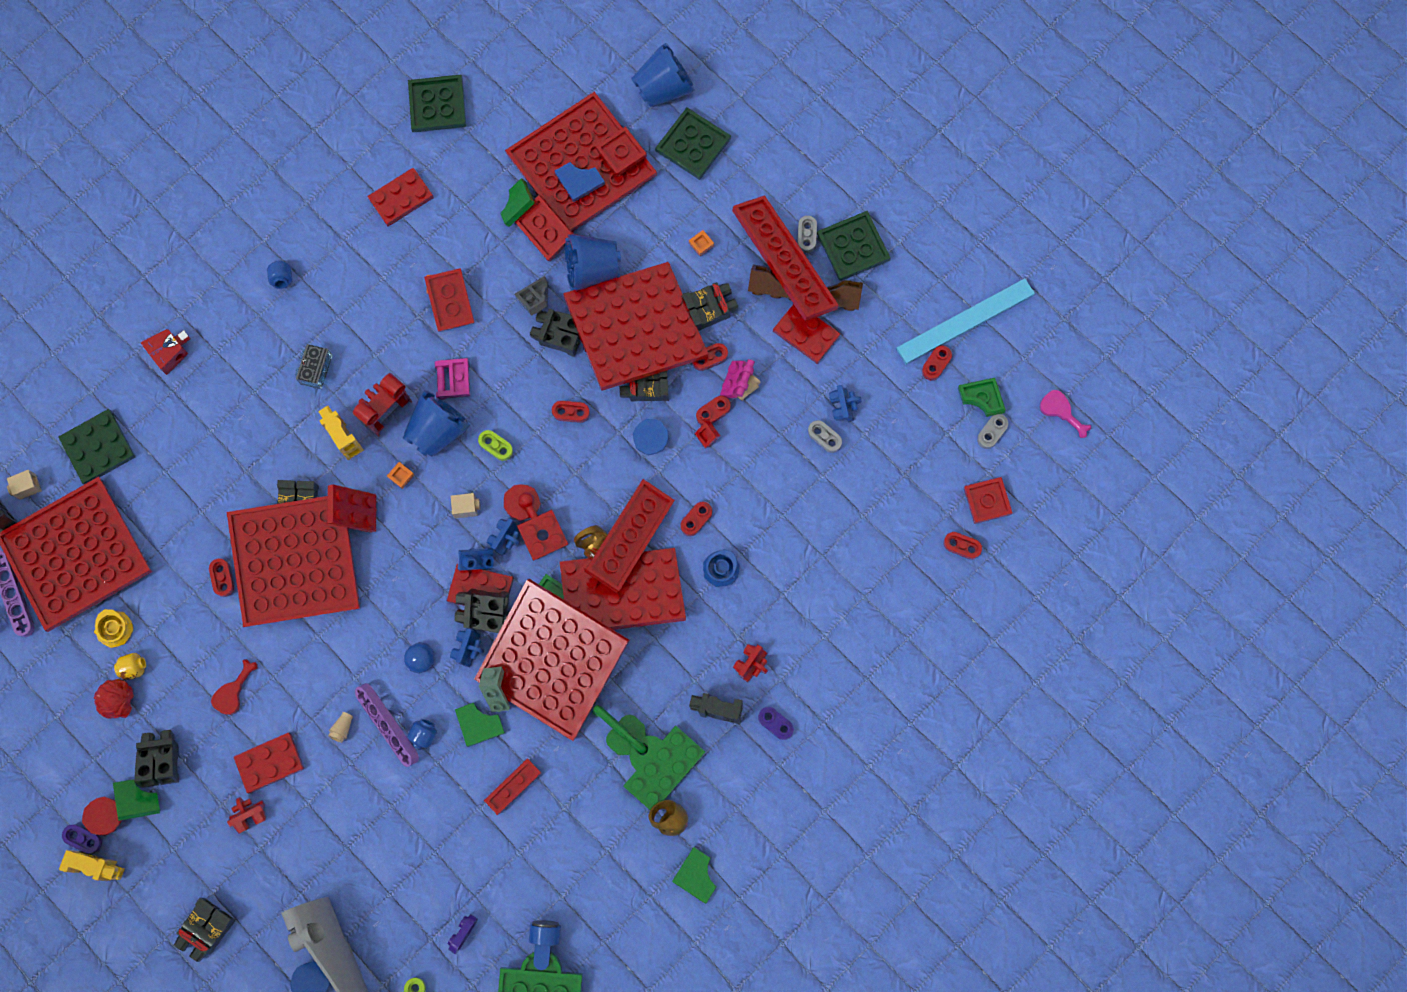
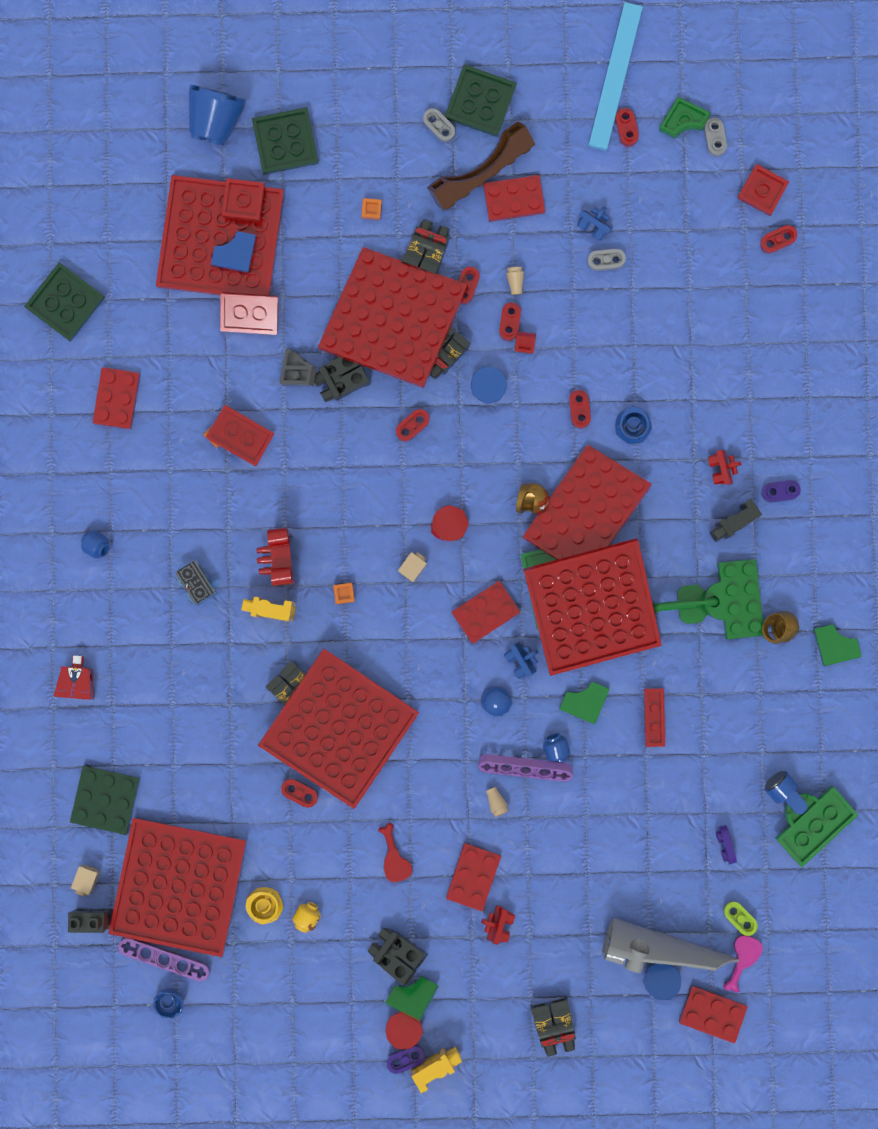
camera: 45 degrees left, 10 degrees up
(114, 699) = (321, 949): red hair -> none
(351, 508) = (341, 651): red plate -> none
(434, 425) = (331, 534): blue cone -> none
(458, 378) = (308, 484): dark pink plate -> none
(475, 559) = (462, 596): blue hips -> none
(482, 609) = (508, 623): pearl dark grey hips -> none
(491, 689) = (572, 668): sand green bracket -> none
(496, 445) = (386, 502): lime plate -> none
(506, 538) = (467, 558): blue hips -> none
(518, 203) = (209, 313): green tile -> none
(530, 528) = (476, 534): red plate -> none
(590, 261) = (311, 304): blue cone -> none
(629, 536) = (552, 468): red plate -> none
(737, 379) = (505, 281): dark pink plate -> none
(785, 258) = (446, 159): red plate -> none
(1057, 405) = (740, 72): dark pink piece -> none

